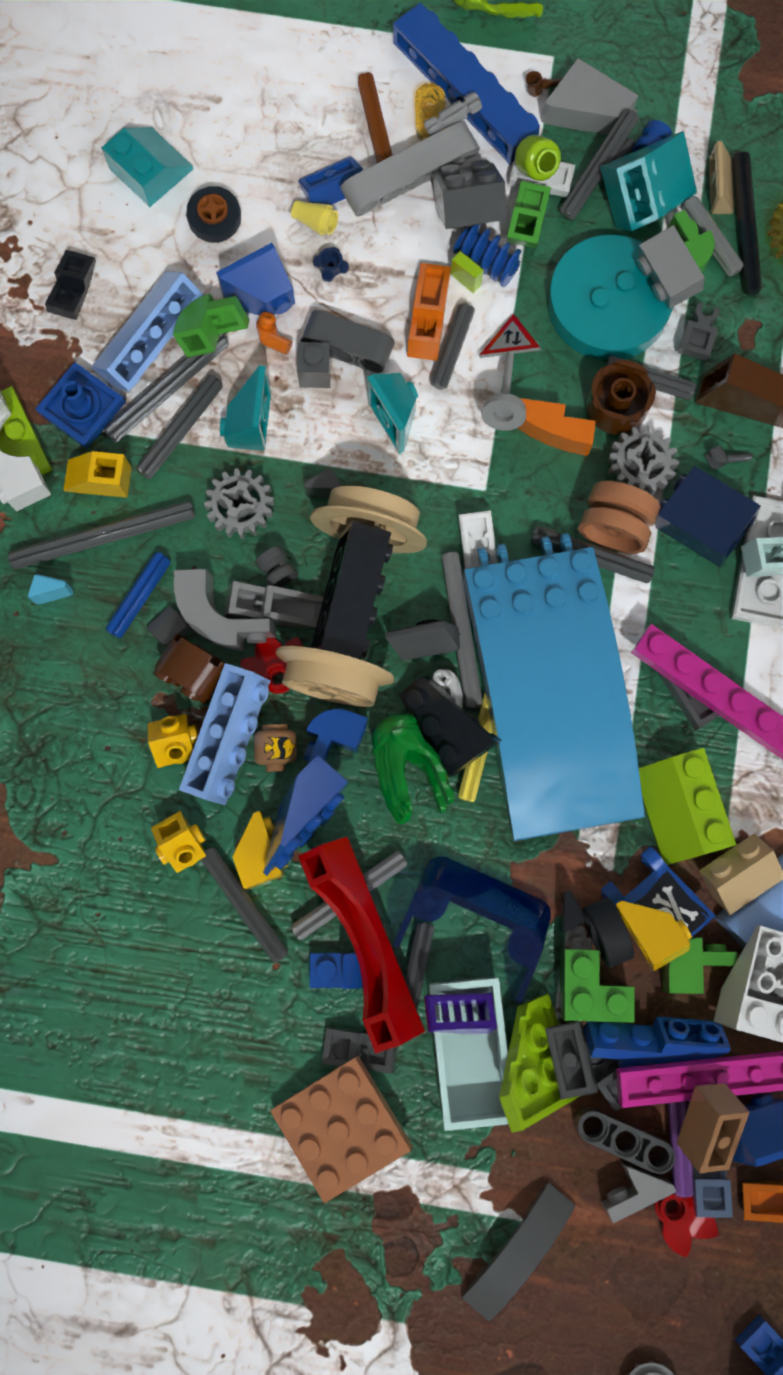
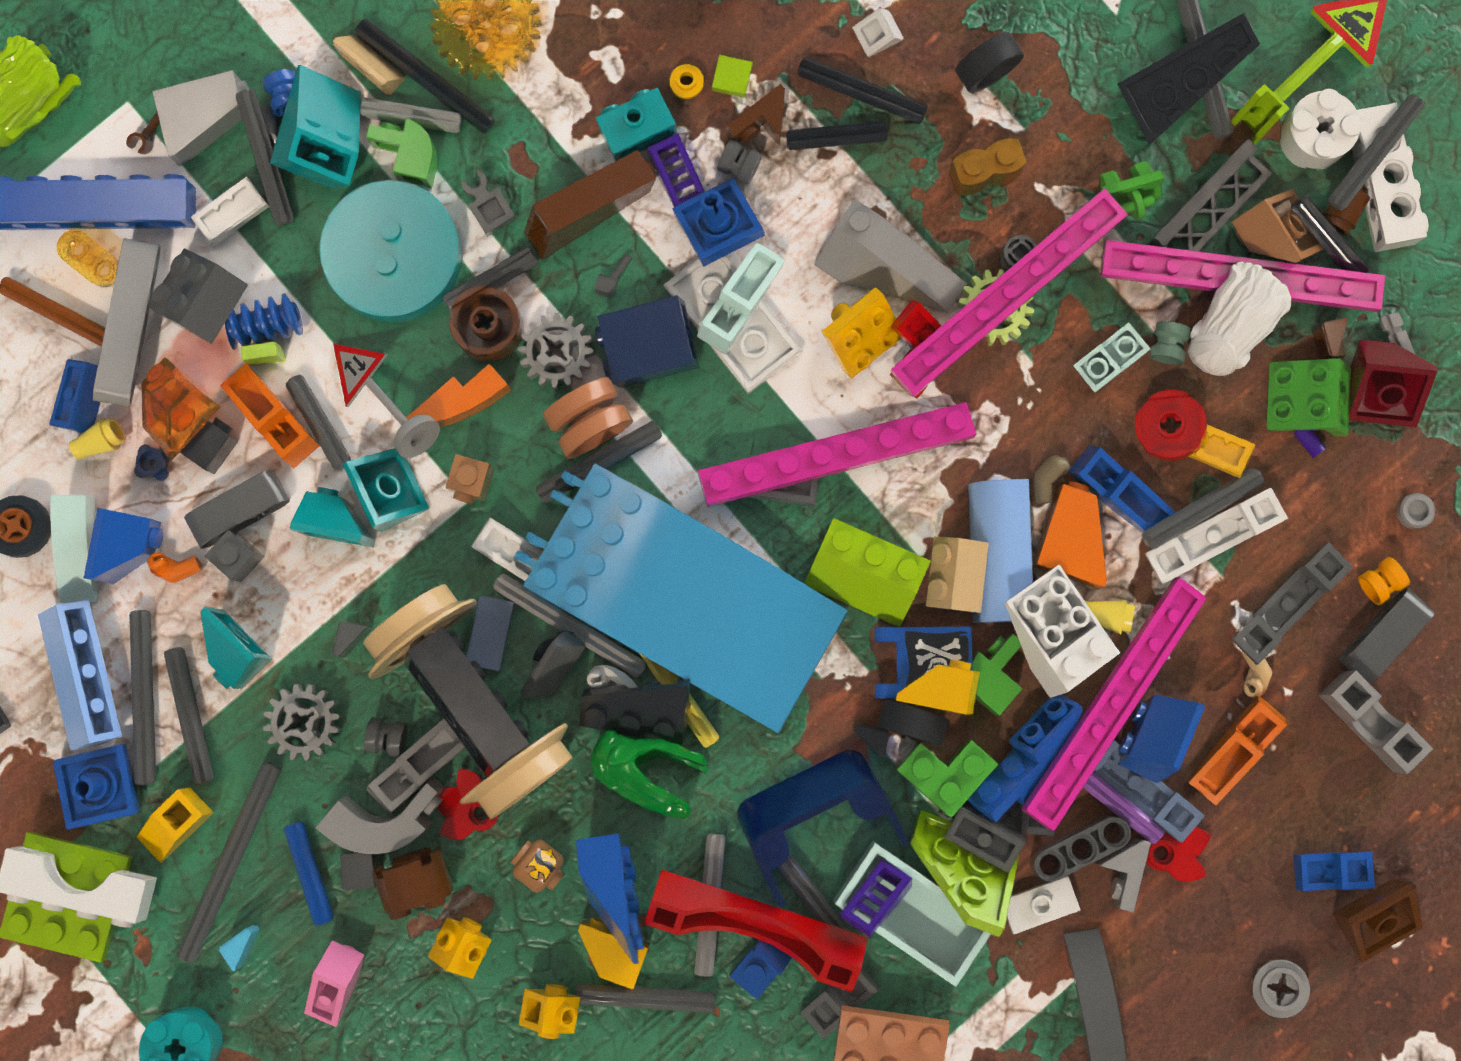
camera: 45 degrees left, 5 degrees up
(75, 674) = (333, 983): none -> bright pink slope
(203, 322) = (114, 621): bright green brick -> none
(225, 734) = (493, 900): light blue brick -> none
(241, 241) = (71, 534): none -> light aqua slope
(337, 728) = (563, 801): blue brick -> none
(375, 287) = (210, 445): none -> black brick
(381, 241) = (173, 407): none -> clear orange slope
(410, 579) = (490, 632): none -> sand blue tile
(447, 426) = (386, 488): none -> teal slope
(454, 113) = (110, 245): light grey axle -> none
(504, 475) = (469, 479): none -> medium nougat brick
(528, 214) = (258, 258): bright green brick -> none
(537, 157) = (215, 209): lime head -> none
(556, 1146) = (1041, 905): none -> white plate
(670, 268) = (412, 186): light grey brick -> none
(712, 1128) = (1125, 775): medium nougat brick -> none

